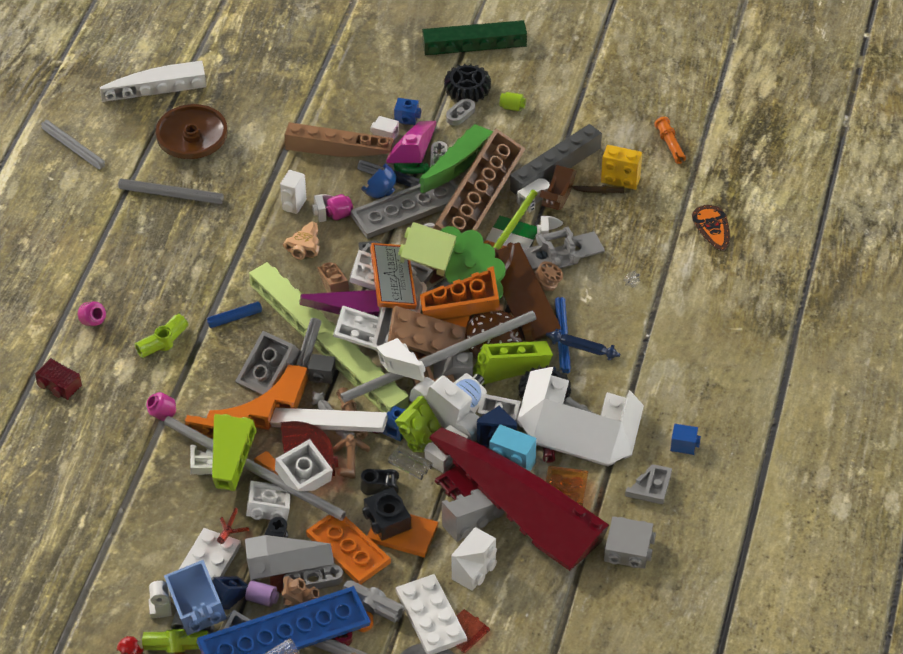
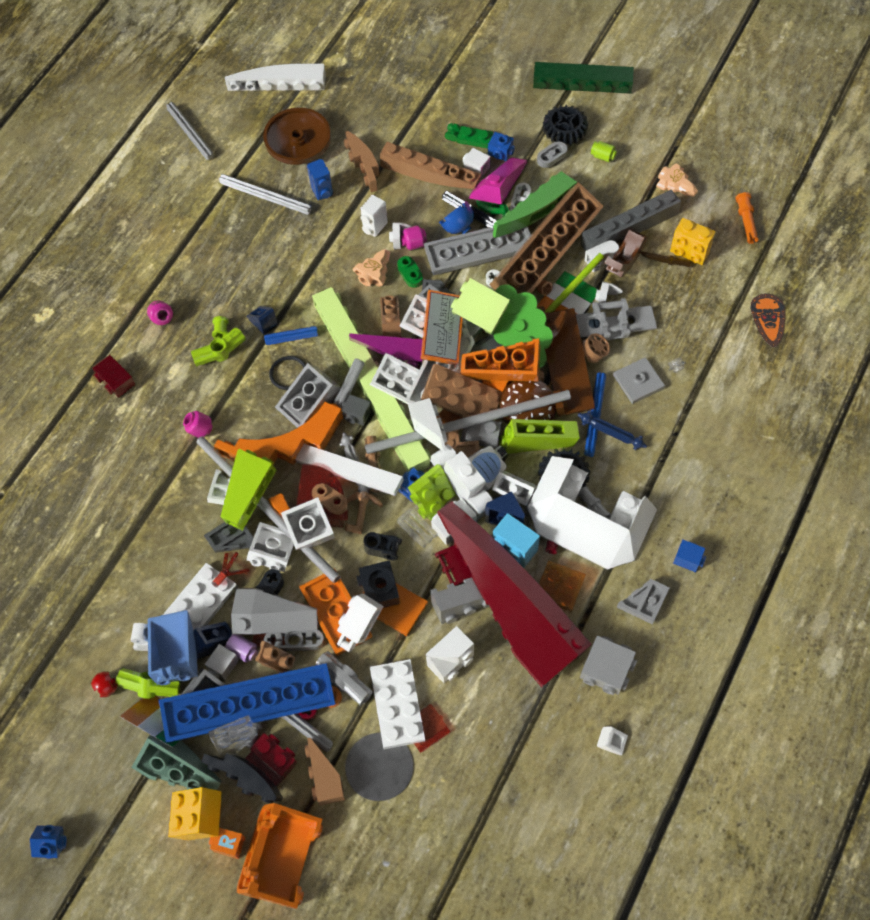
camera: 15 degrees right, 15 degrees up
(157, 314) = (220, 326): none -> lime bush
(201, 303) = (263, 319): none -> dark blue slope
(221, 502) = (228, 538): none -> dark grey wing
(227, 167) = (320, 179): none -> blue brick
(230, 338) = (278, 361): none -> black tyre
(247, 604) = (221, 662): none -> white brick
(266, 142) = (363, 159): none -> medium nougat slope
(320, 443) = (329, 497): none -> medium nougat plate
(342, 239) = (409, 270): none -> green plate
(370, 107) = (468, 135): none -> green hinge
(375, 543) = (358, 621): none -> white brick
(485, 231) = (544, 287): none -> nougat hinge
(592, 115) = (677, 180): none -> light nougat rock
(598, 299) = (638, 380): none -> light grey plate
(648, 607) = (612, 740): none -> white slope

